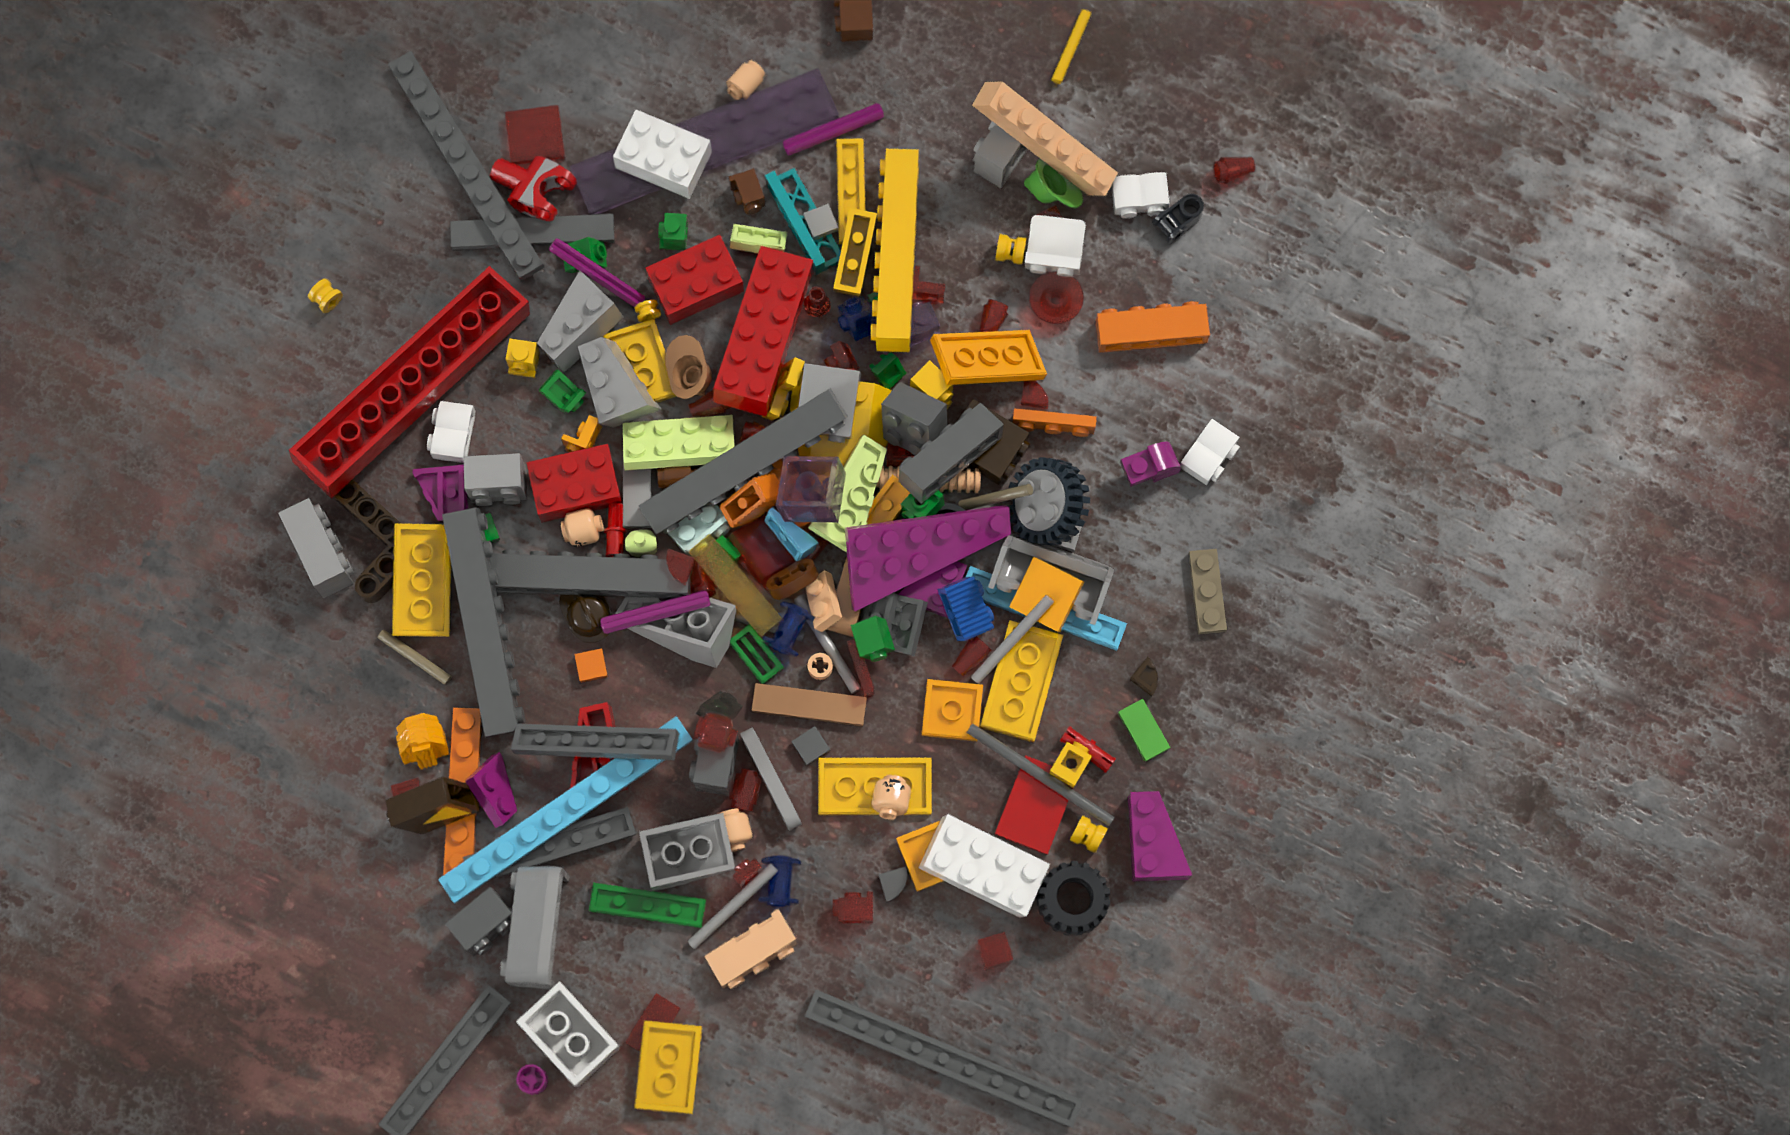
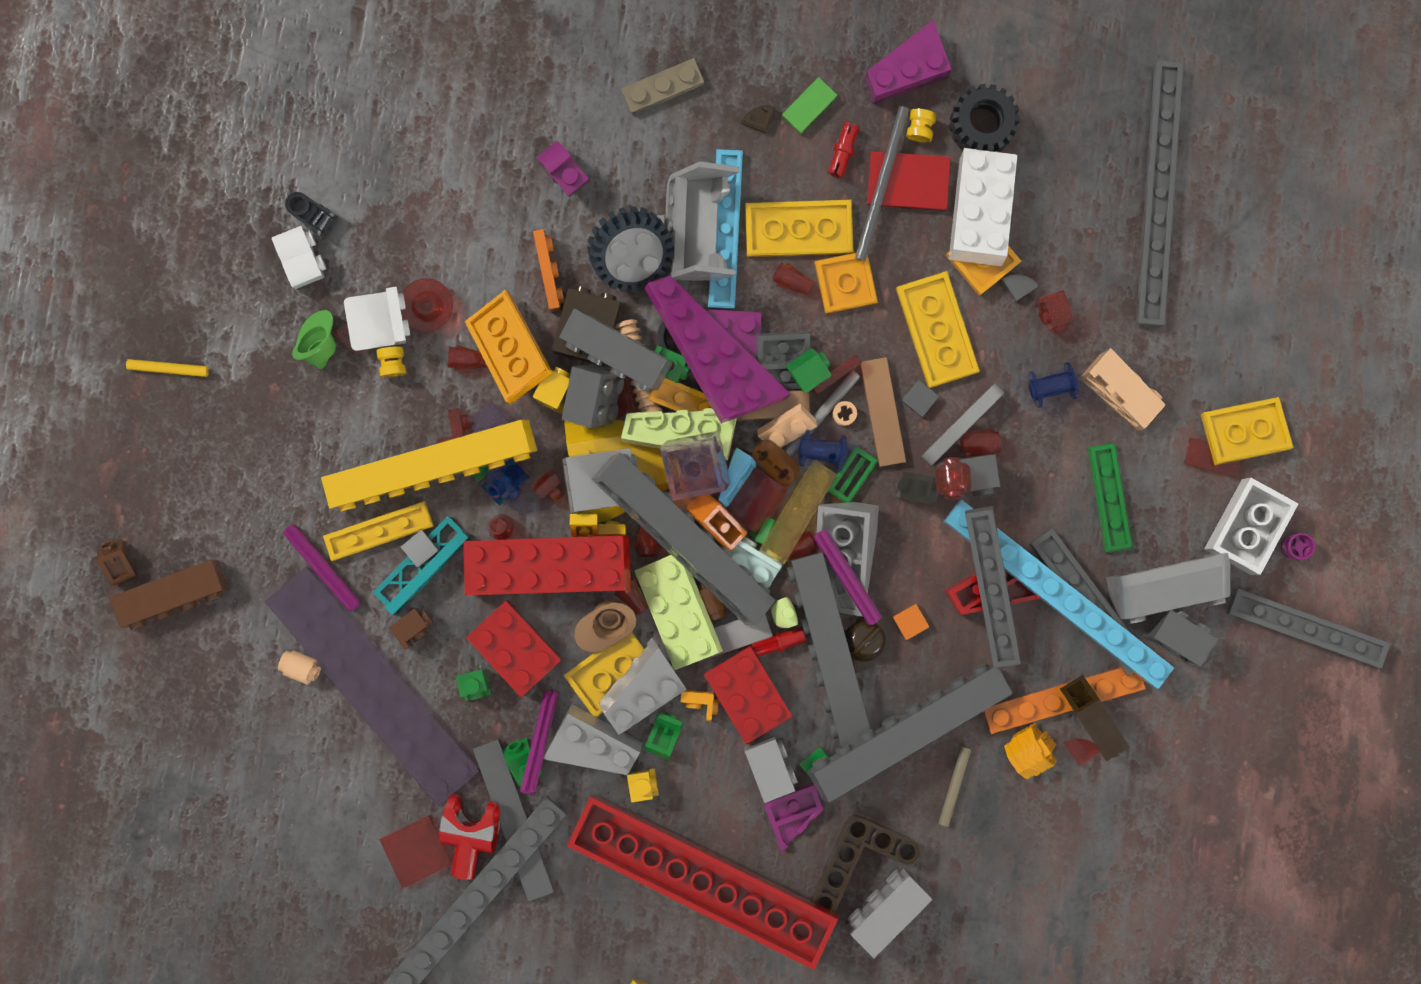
camera: 110 degrees left, 10 degrees up
(421, 581) = (887, 804): yellow tile -> none
(452, 431) = (734, 826): white brick -> none
(493, 790) = (1056, 670): magenta wing -> none
(581, 527) = (786, 673): light nougat head -> none
(647, 310) = (558, 683): yellow bush -> none
(662, 154) = (402, 719): white brick -> none
(679, 565) = (800, 567): clear red tile -> none
(686, 851) = (1057, 475): light grey slope -> none
(732, 906) = (1089, 419): light grey bar -> none
(737, 828) = (1021, 442): light nougat head -> none
(746, 872) = (1059, 414): clear red plate -> none
(751, 238) = (455, 602): yellowish green plate -> none
(855, 252) = (443, 504): yellow brick -> none
(888, 370) = (547, 439): green tile -> none
(891, 797) = (948, 308): light nougat head -> none
(966, 608) = (752, 295): blue brick -> none
(994, 951) = (1053, 176): clear red brick -> none
(996, 497) = (640, 299): dark tan bar -> none
(997, 155) = (292, 396): light grey brick -> none
(1012, 639) = (767, 245): light grey bar -> none
(1034, 395) = (526, 298): clear red tile -> none
(1044, 138) = (278, 356): light nougat brick -> none
(1048, 580) = (717, 225): light orange tile -> none
(1062, 772) = (874, 153): yellow brick -> none
(1152, 327) = (427, 206): orange brick -> none
(1209, 452) = (531, 119): white brick -> none
(1232, 168) = (245, 178): clear red cone -> none

